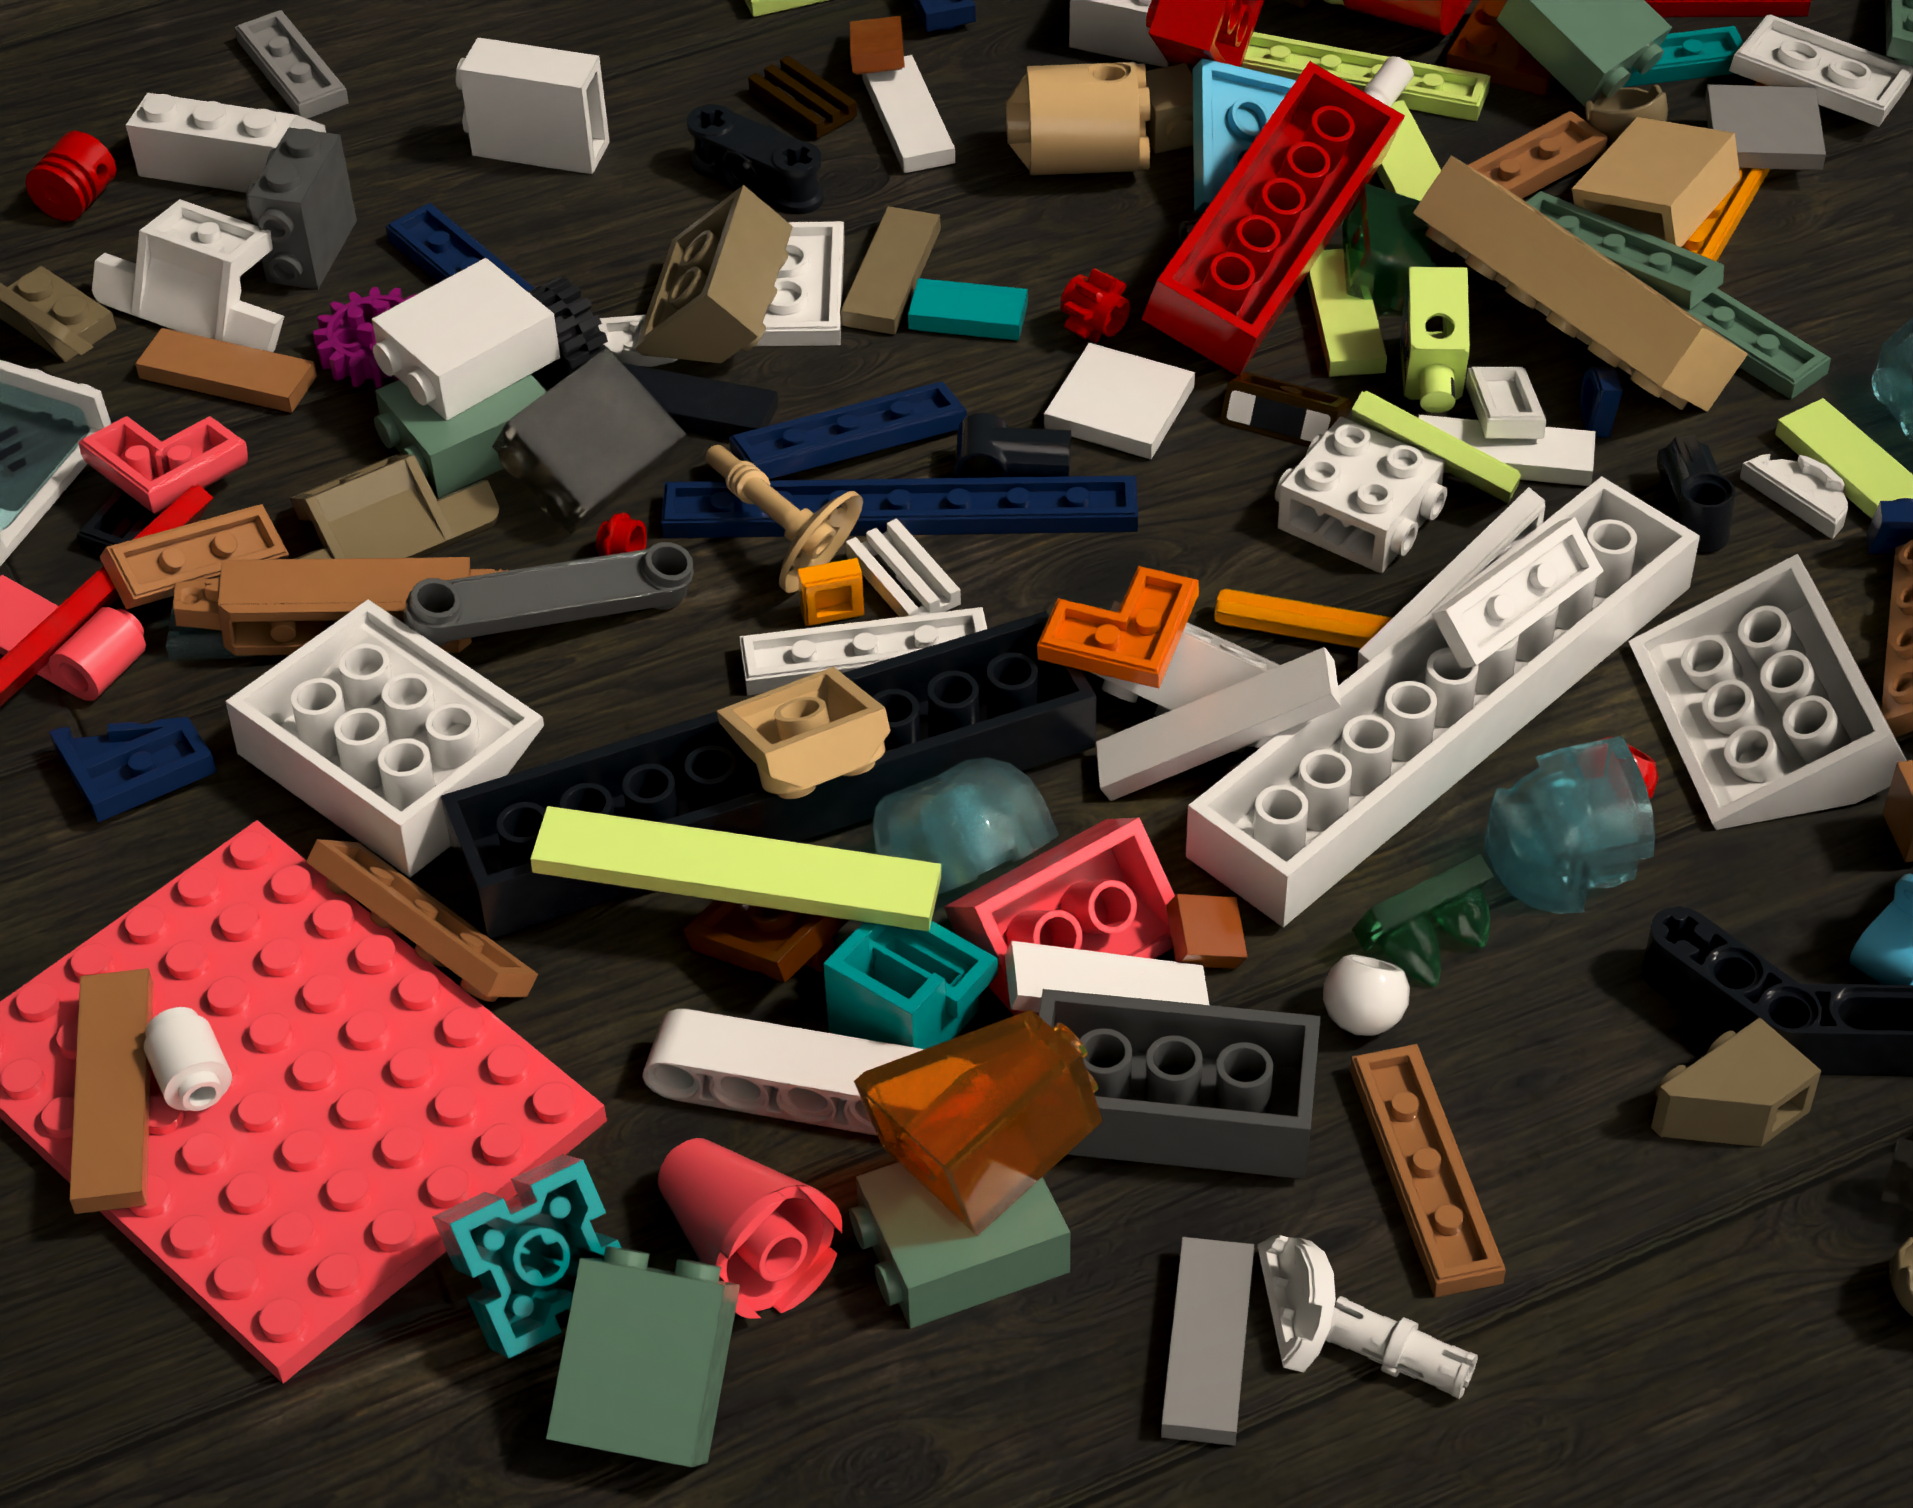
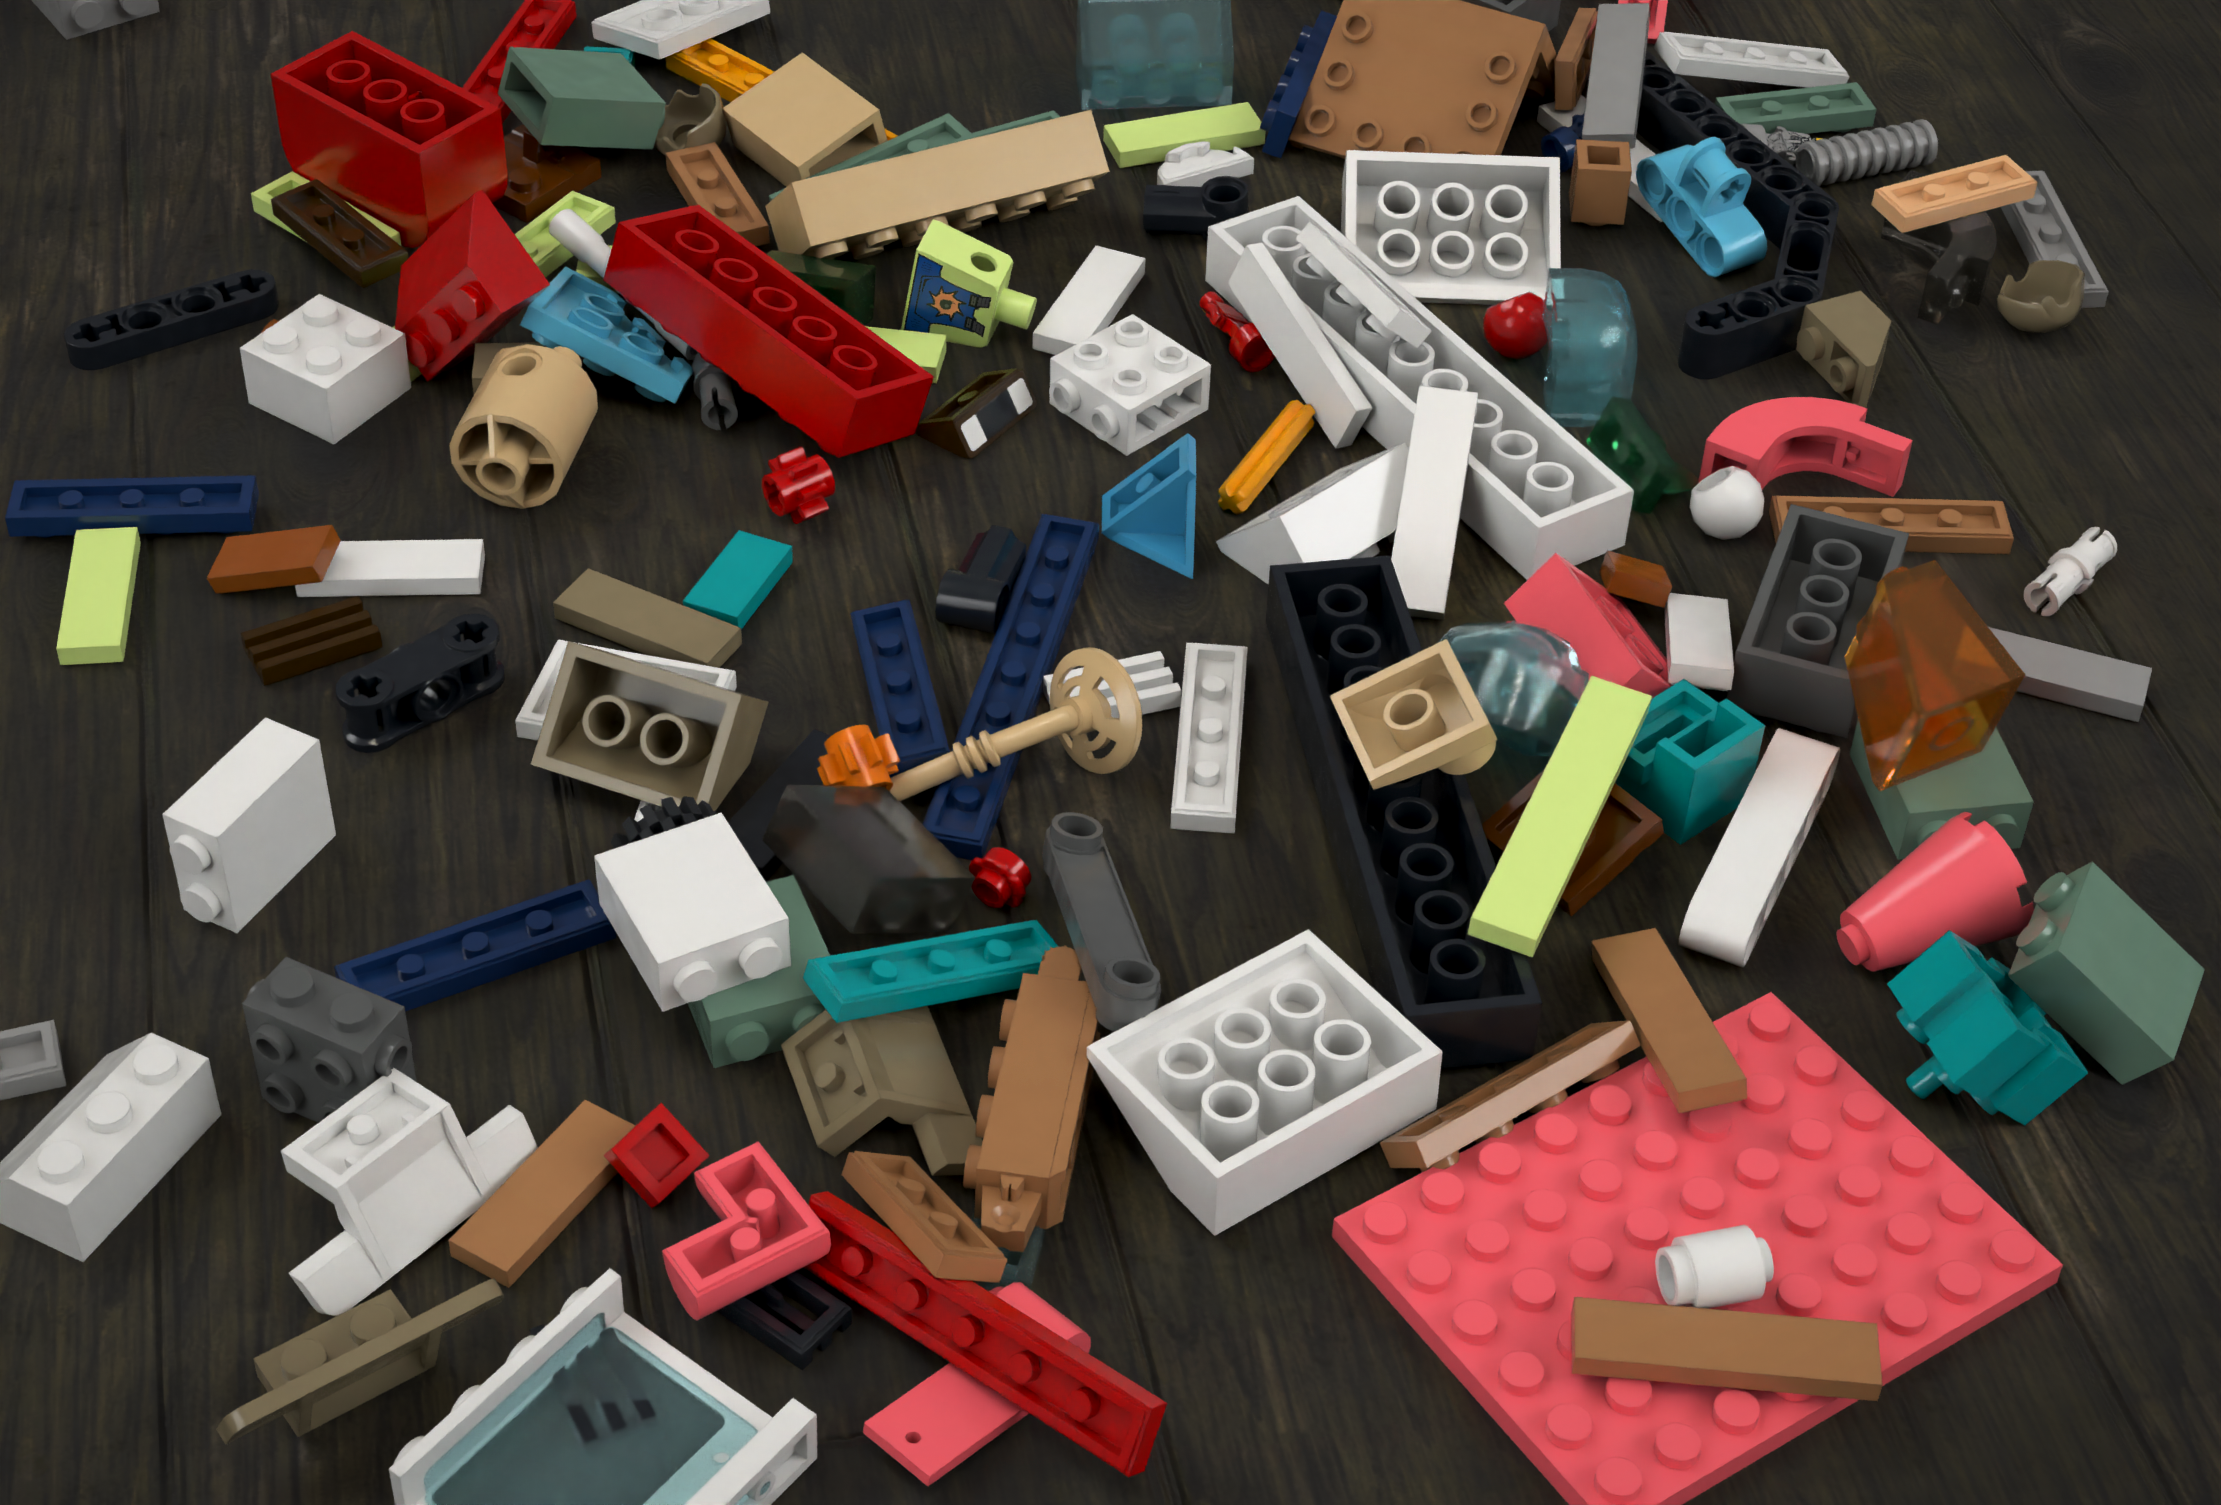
camera: 80 degrees left, 5 degrees down
(67, 176) = (91, 1304): red piece -> none
(133, 762) = (1213, 1327): dark blue wing -> none
(257, 408) = (656, 1155): none -> red plate
(348, 336) = (538, 1040): magenta gear -> none
(463, 498) = (927, 970): none -> teal tile
(524, 1012) = (1669, 1021): none -> medium nougat tile
(705, 410) = (858, 759): none -> orange gear
(831, 592) = (1143, 762): light orange tile -> none
(1120, 400) = (923, 508): white tile -> none
(1126, 643) = (1336, 509): orange tile -> none
(1180, 548) = (1156, 508): none -> dark azure slope
(1299, 1297) = (2026, 605): white tile -> none
(1460, 458) = (1087, 321): yellowish green tile -> none
(1505, 403) = (1056, 277): white tile -> none
(1517, 1032) = (1808, 436): none -> coral arch
(1600, 399) = (1058, 230): dark blue tile -> none
(1770, 123) = (743, 55): light grey tile -> none

